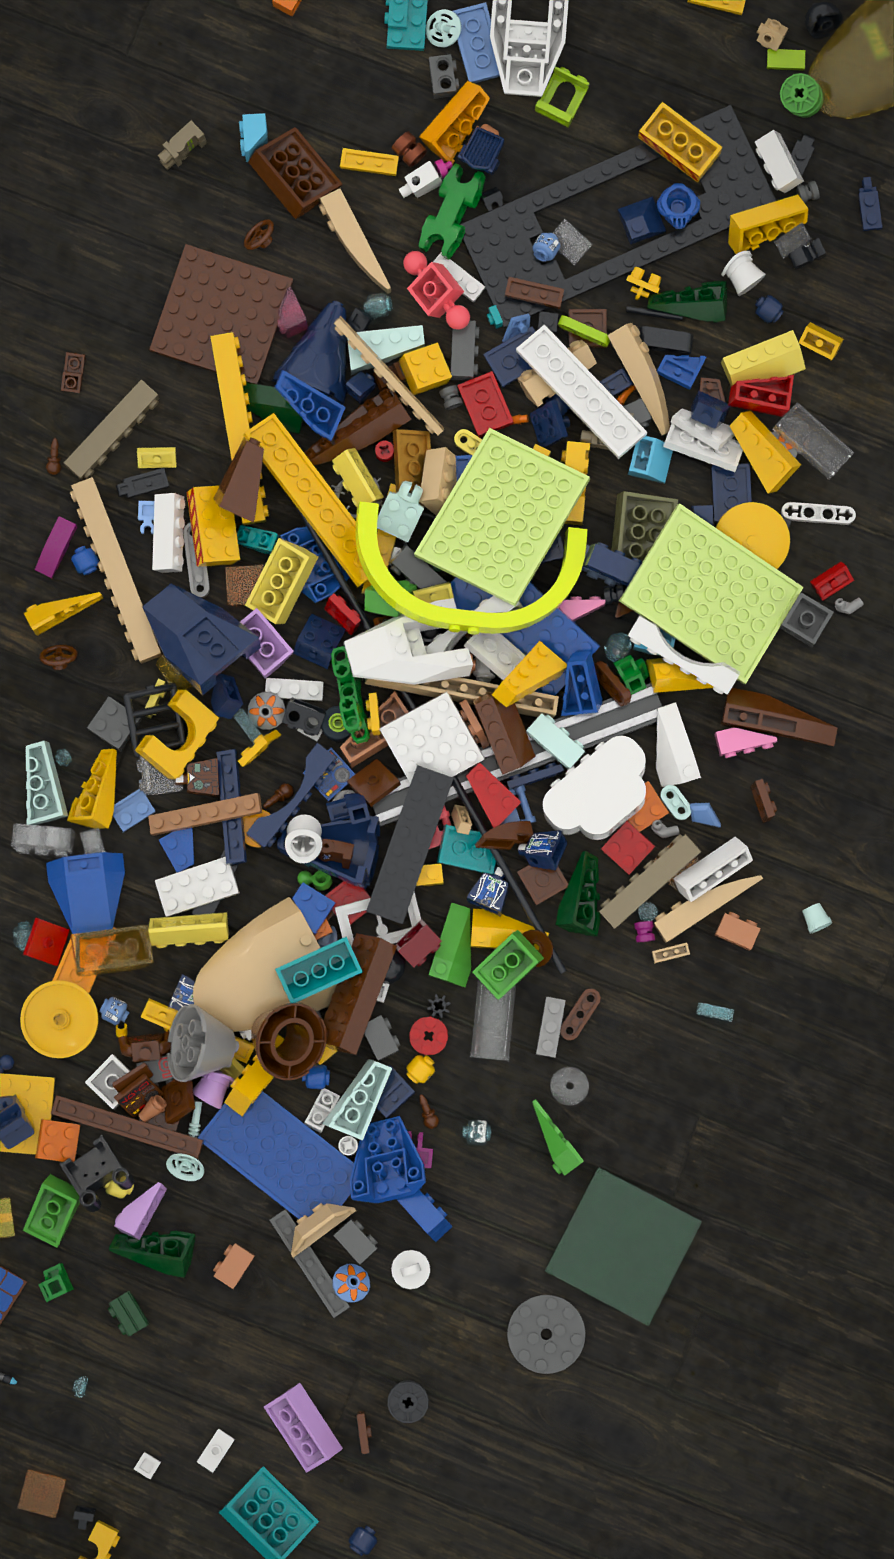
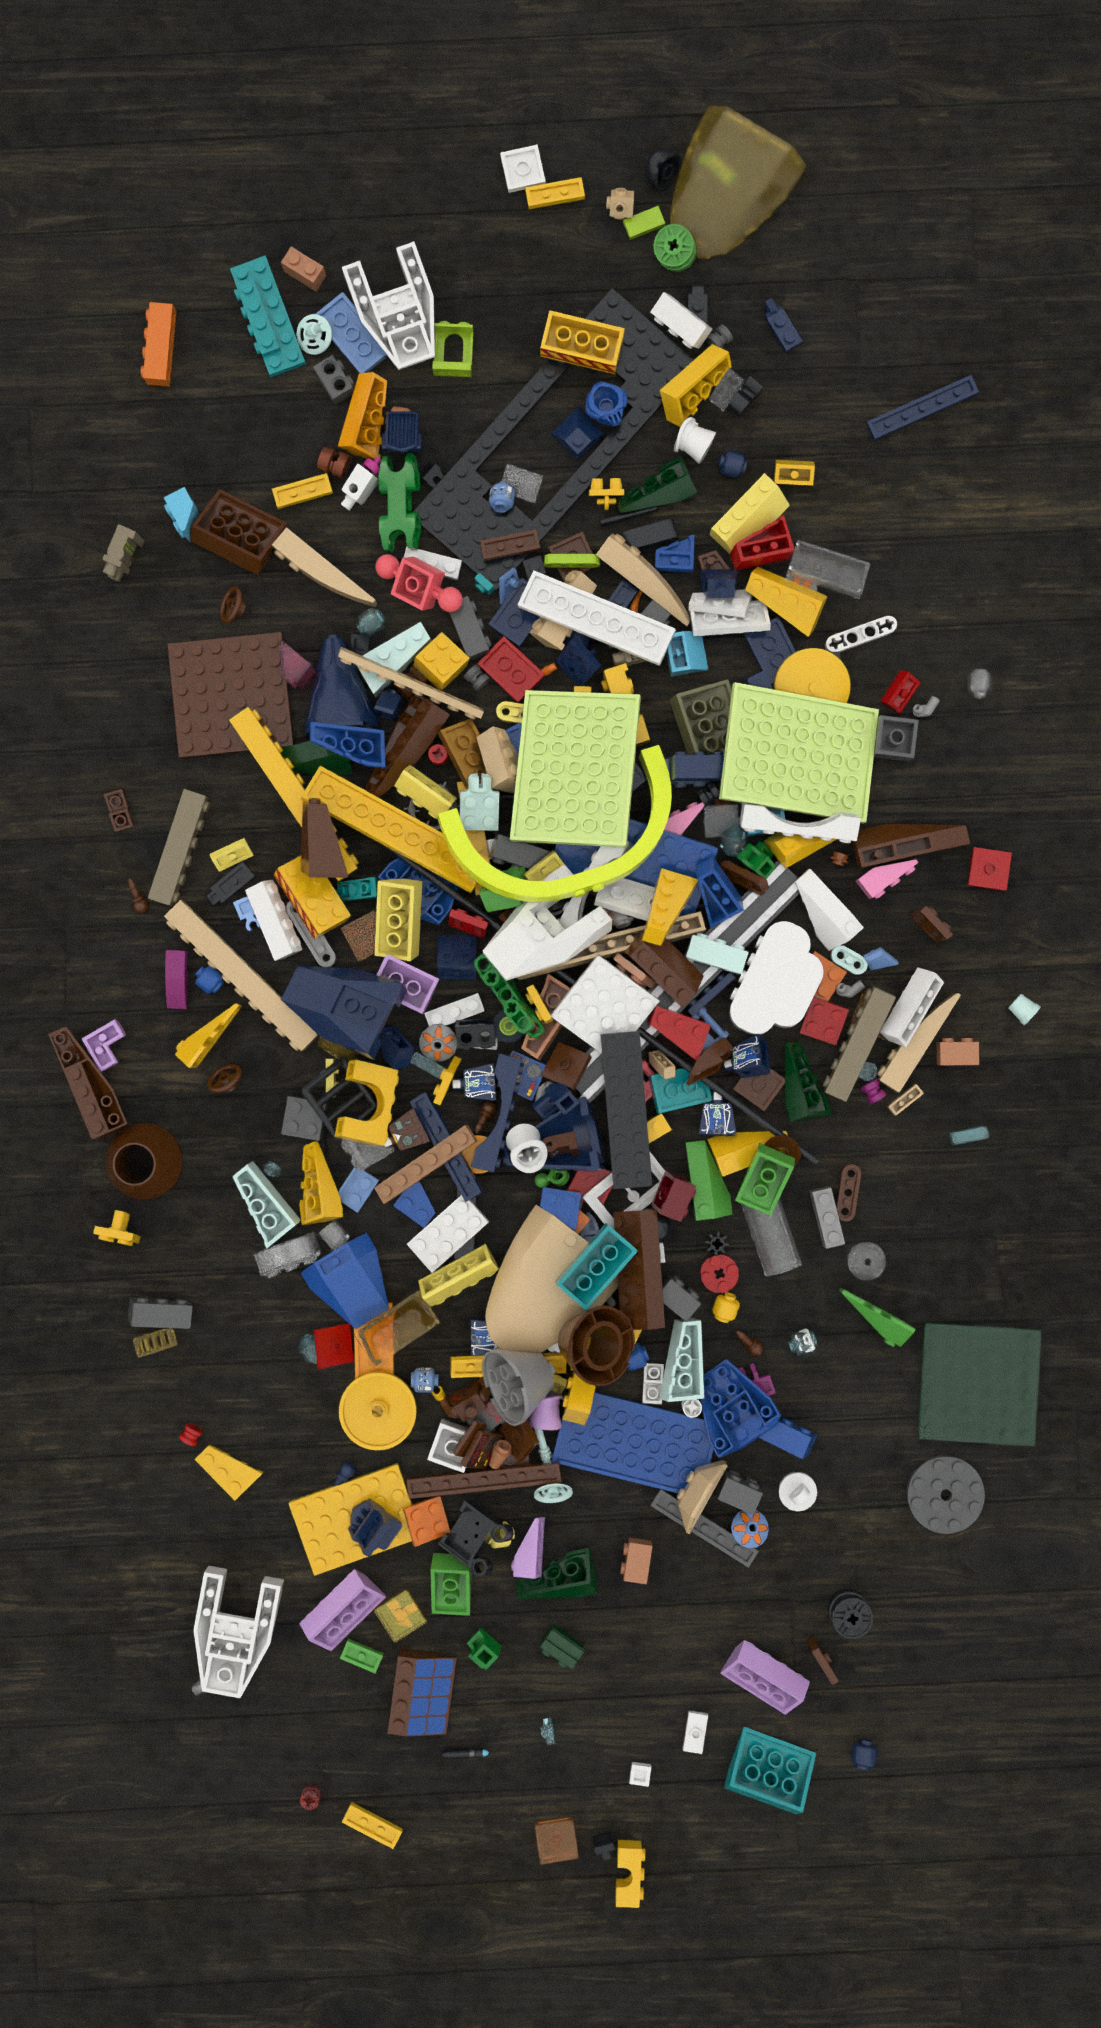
camera: 20 degrees left, 5 degrees up
(286, 762) = (477, 1082): none -> torso
(394, 1094) = (713, 1340): dark blue wing -> none
(614, 622) = (719, 818): none -> clear piece
(707, 706) = (839, 858): none -> dark orange plate
(841, 777) = (989, 869): none -> red plate

